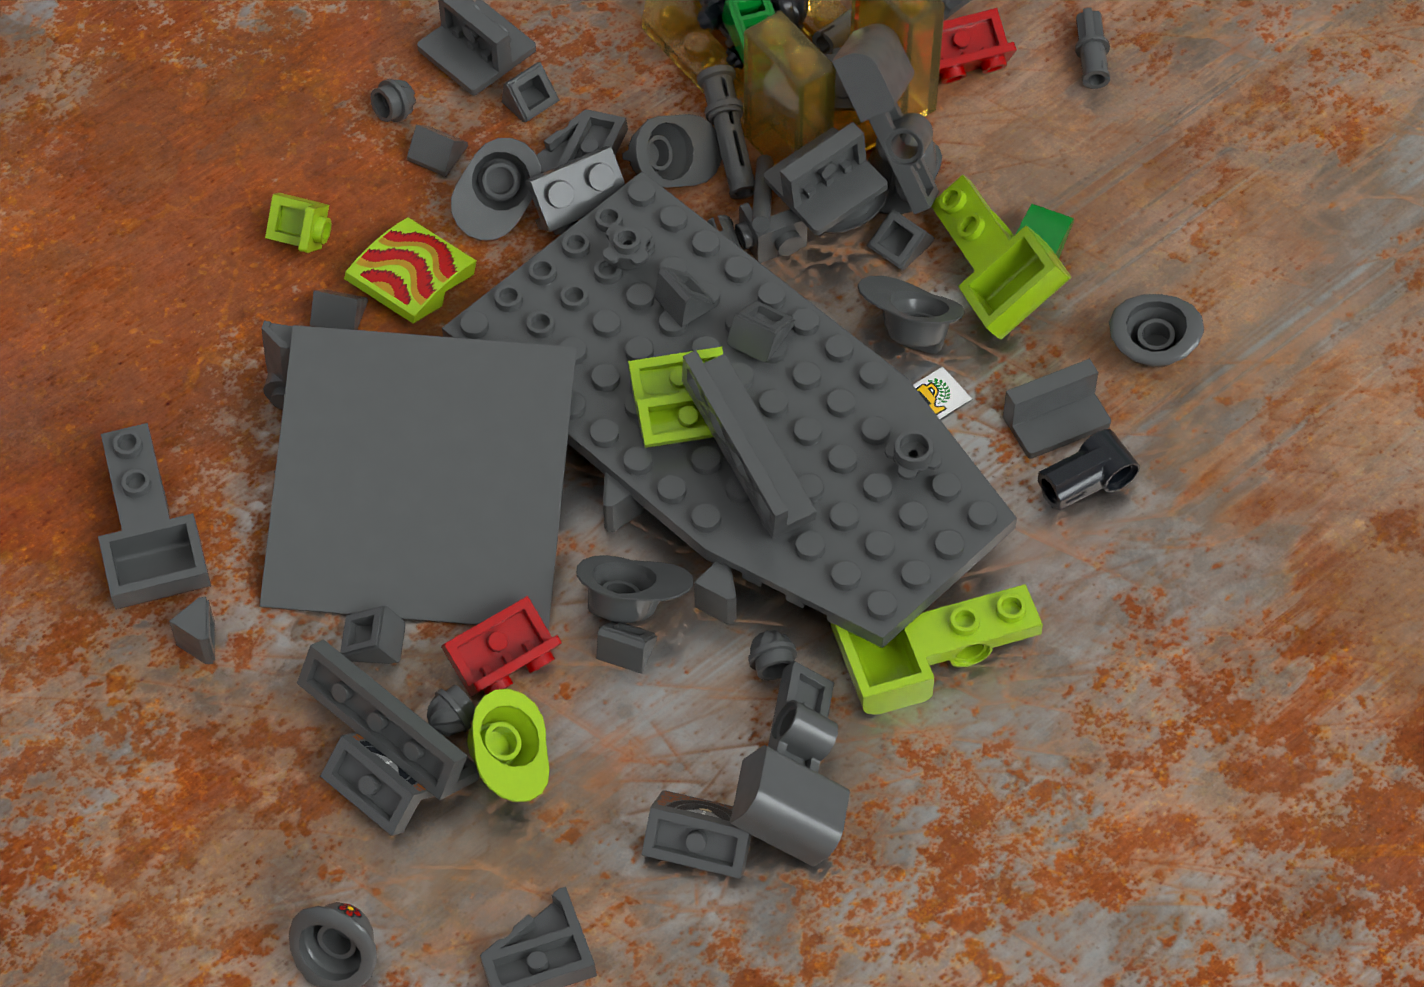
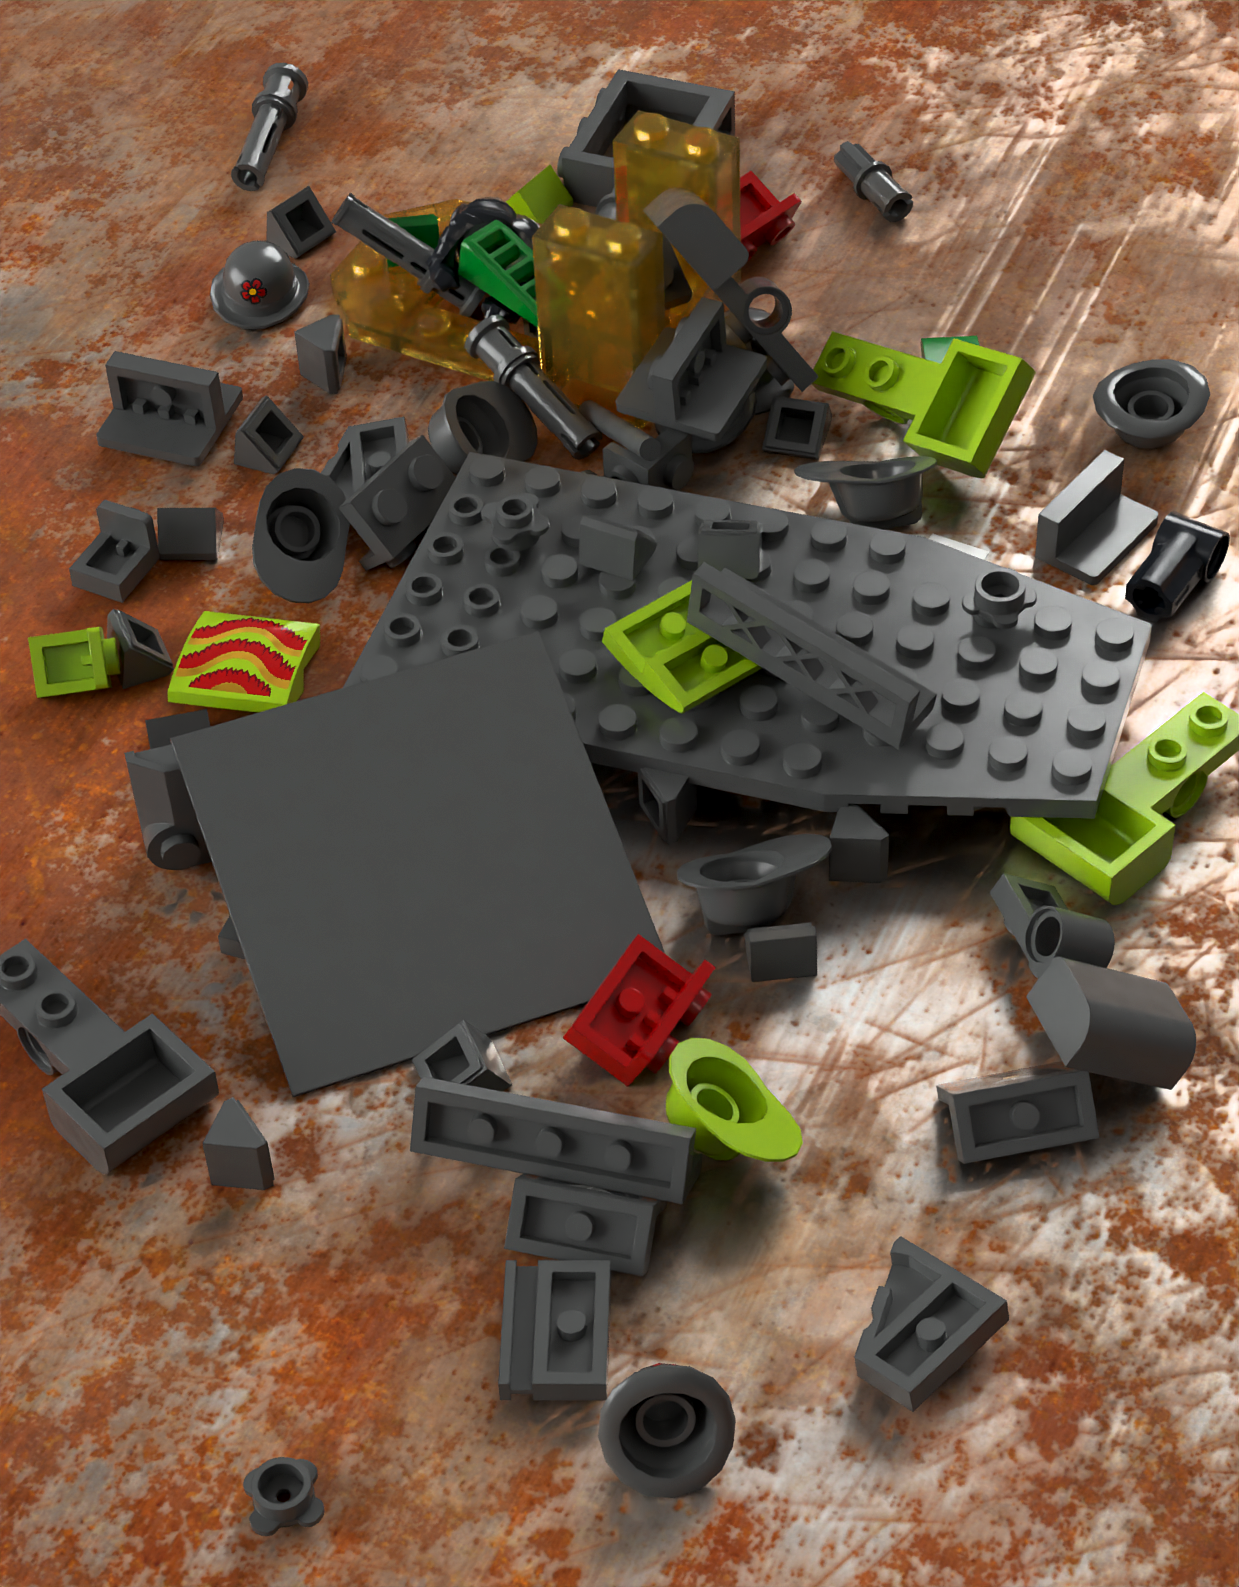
camera: 25 degrees left, 10 degrees down
(91, 864) = (277, 1478): none -> dark grey plate
(315, 847) = (556, 1330): none -> dark grey plate
(349, 228) = (139, 650): none -> dark grey slope
(374, 149) = (119, 554): none -> dark grey bracket
(393, 100) = (102, 487): dark grey plate -> none
(450, 711) = (627, 1093): dark grey plate -> none
(607, 38) = (322, 353): none -> dark grey slope
(770, 654) = (963, 886): dark grey plate -> none

